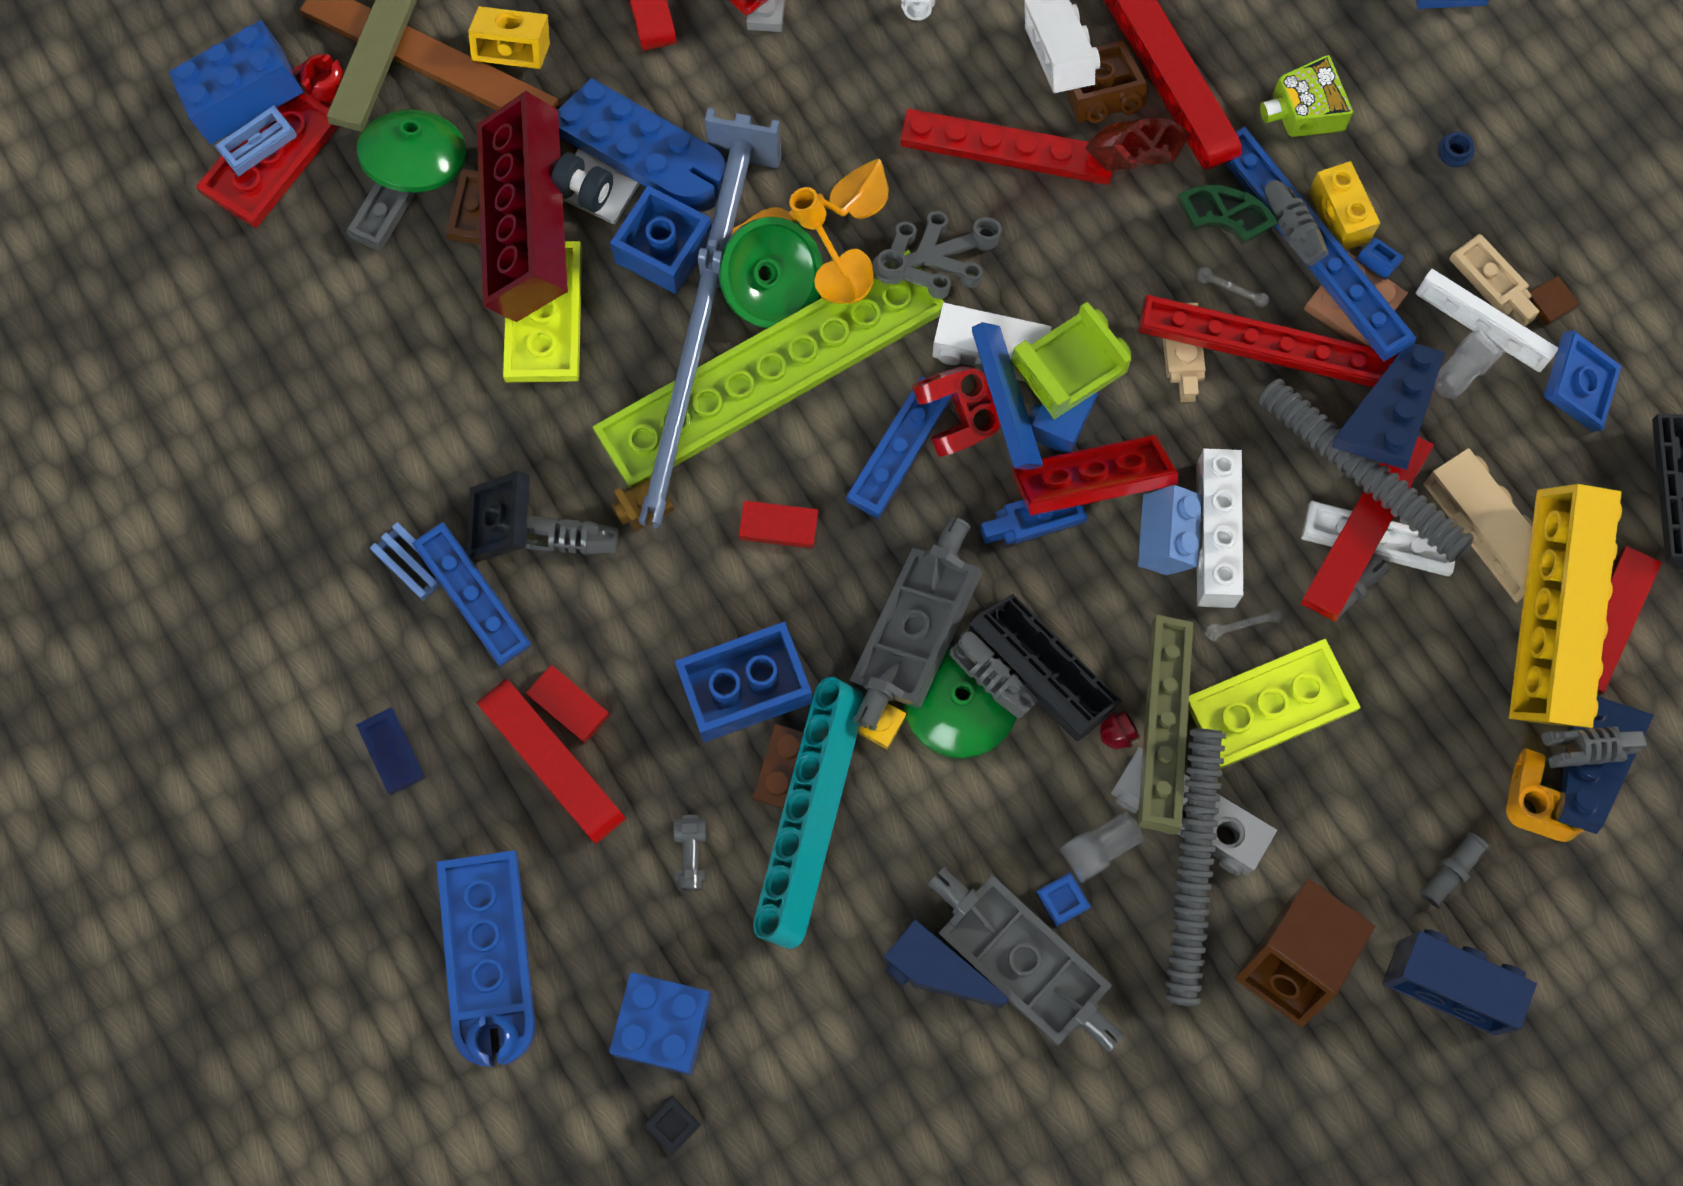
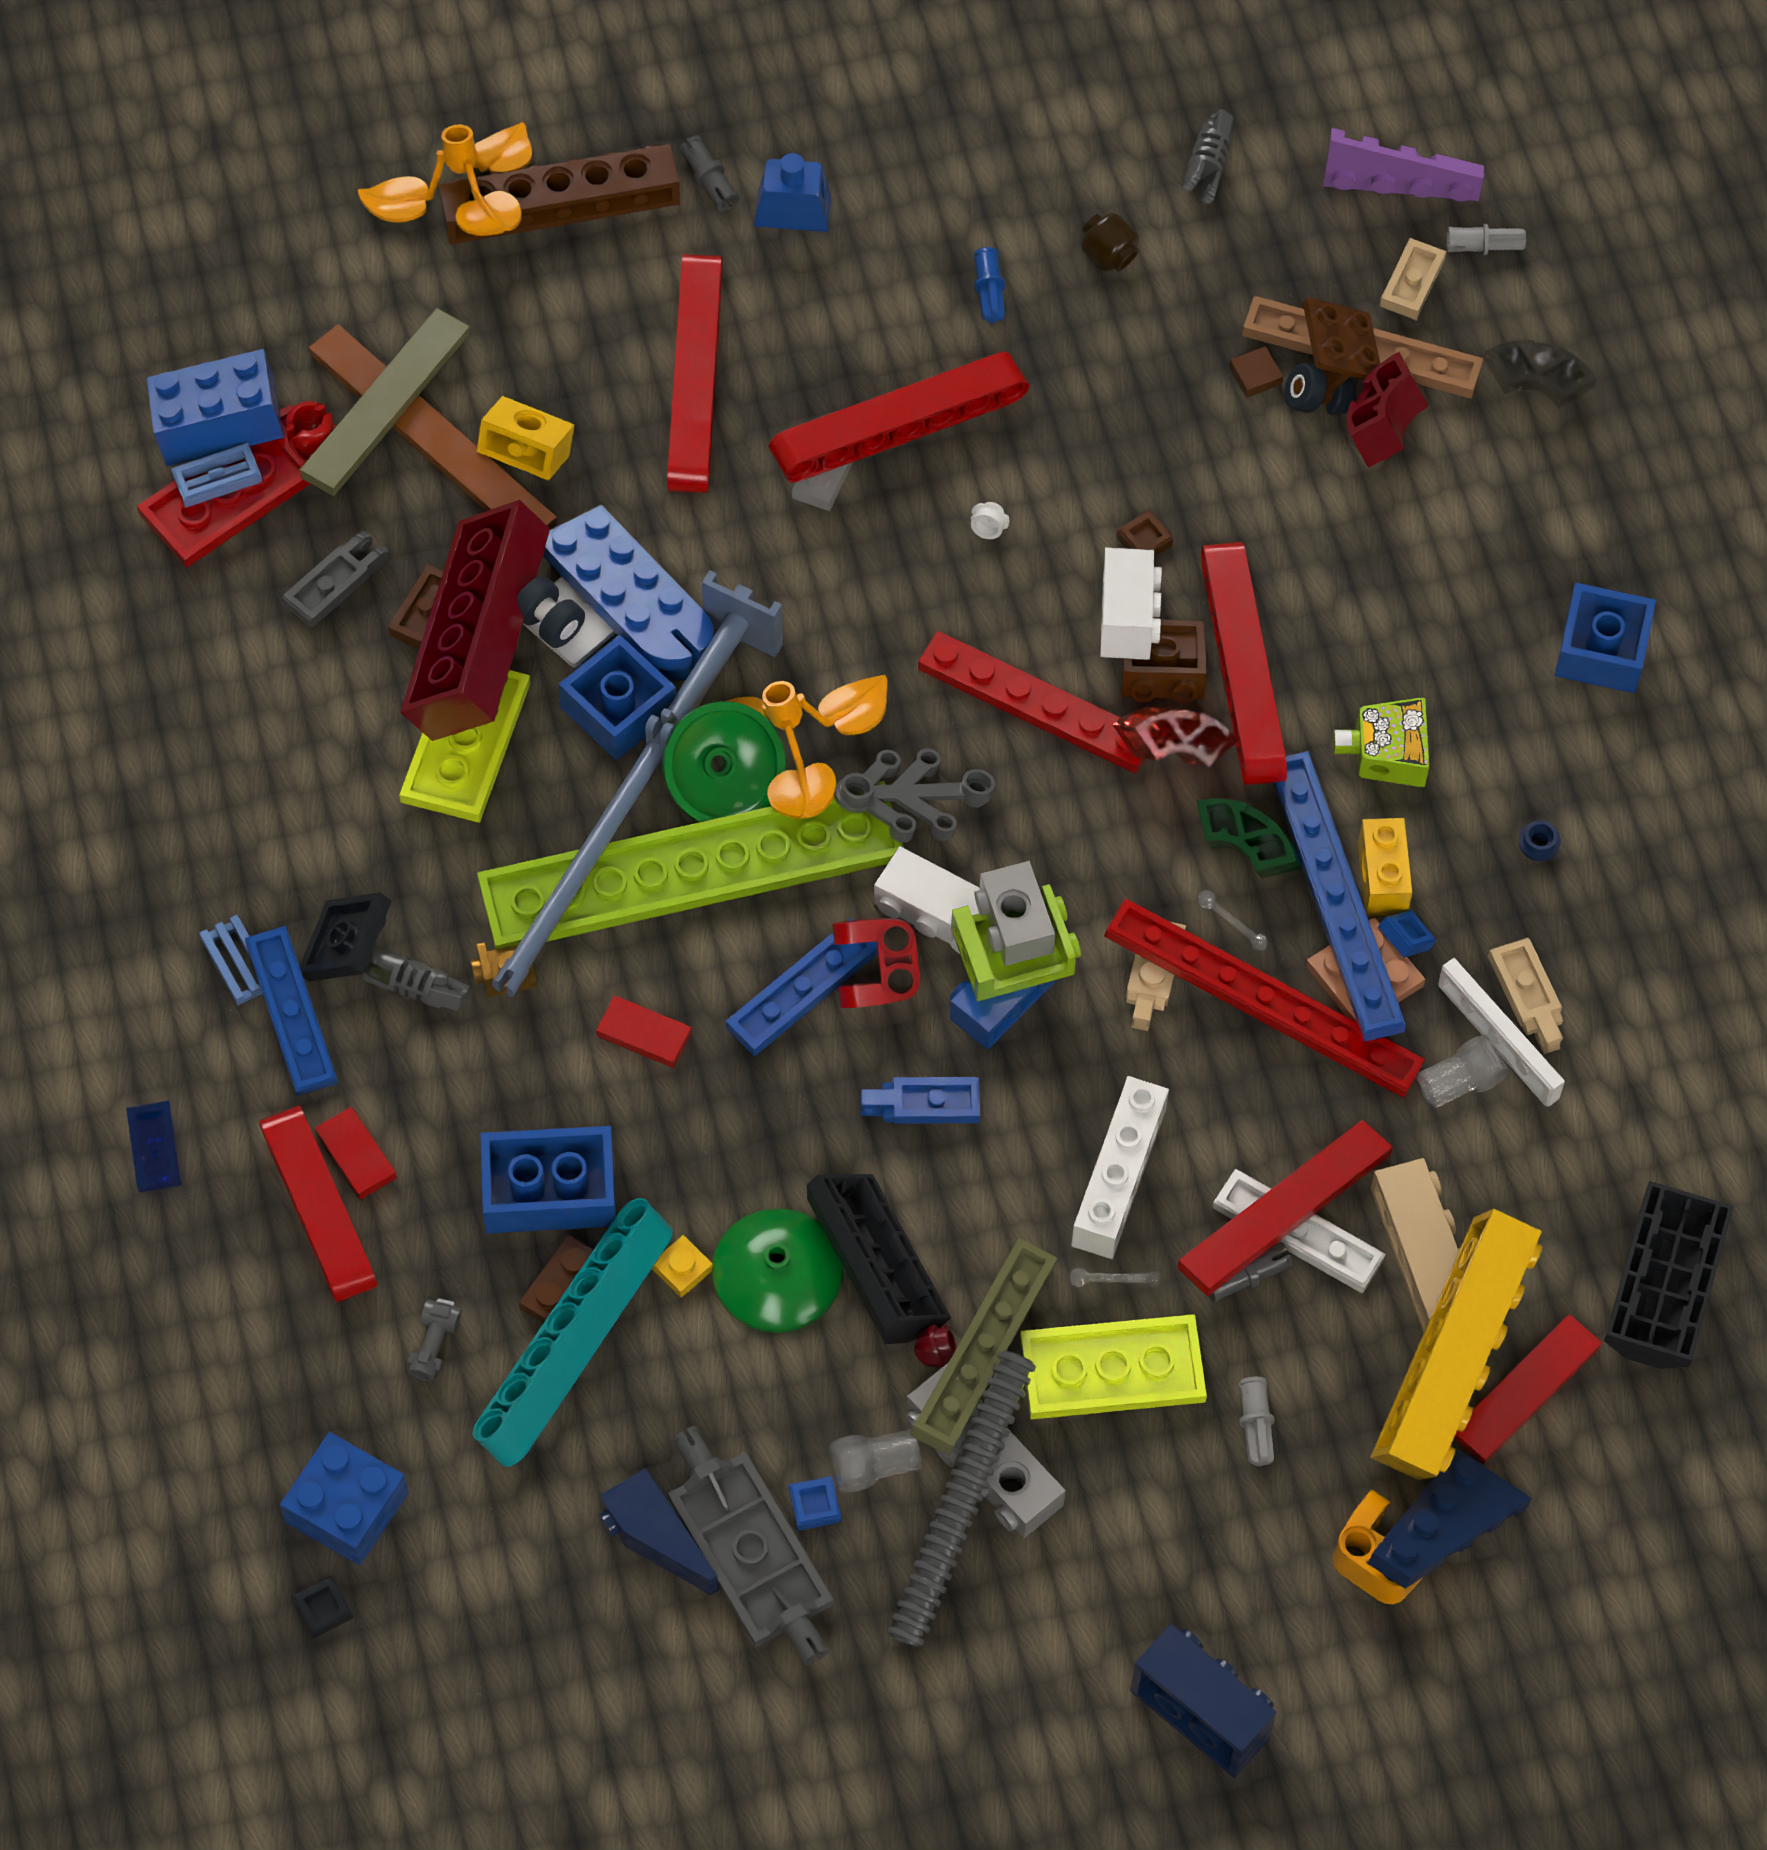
camera: 15 degrees right, 10 degrees down
(411, 150) = (380, 530): green dish -> none
(486, 956) = (185, 1380): blue plate -> none
(916, 626) = (753, 1174): dark grey plate -> none
(992, 674) = (814, 1243): dark grey hinge -> none
(1006, 396) = (931, 961): blue tile -> none
(1065, 314) = (1015, 890): none -> light grey brick
(1095, 475) = (1001, 1072): red tile -> none
(1170, 530) = (1063, 1153): medium blue brick -> none
(1296, 223) = (1317, 866): dark grey hinge -> none
(1306, 953) = (1052, 1627): reddish brown slope -> none
(1367, 472) = (1298, 1148): dark grey piece -> none
(1393, 411) = (1354, 1092): dark blue wing -> none
(1406, 715) = (1257, 1420): none -> light grey axle
(1454, 870) = (1249, 1593): dark grey pin -> none
(1553, 300) = (1587, 1033): reddish brown tile -> none
(1582, 381) = (1583, 1125): blue tile -> none
(1593, 746) = (1432, 1495): dark grey hinge -> none

